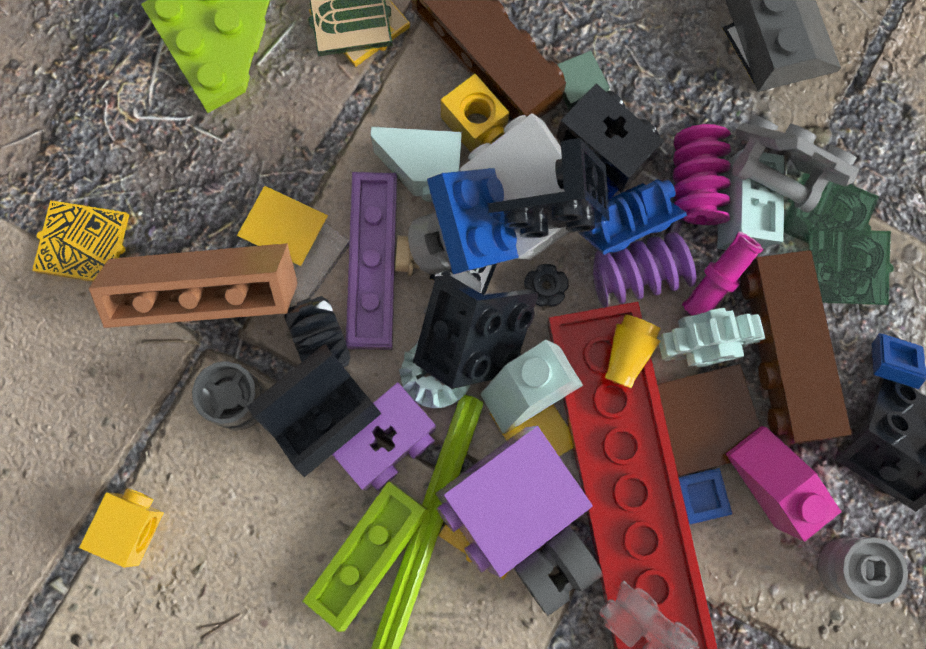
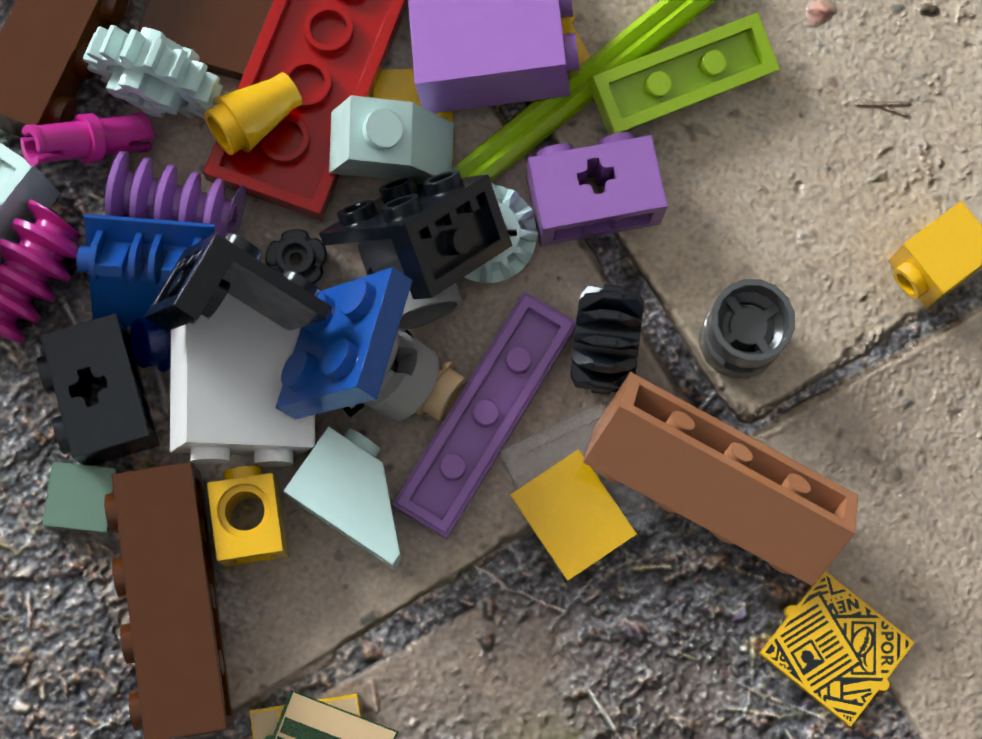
camera: 150 degrees left, 0 degrees up
(314, 410) = (656, 237): black bracket -> none

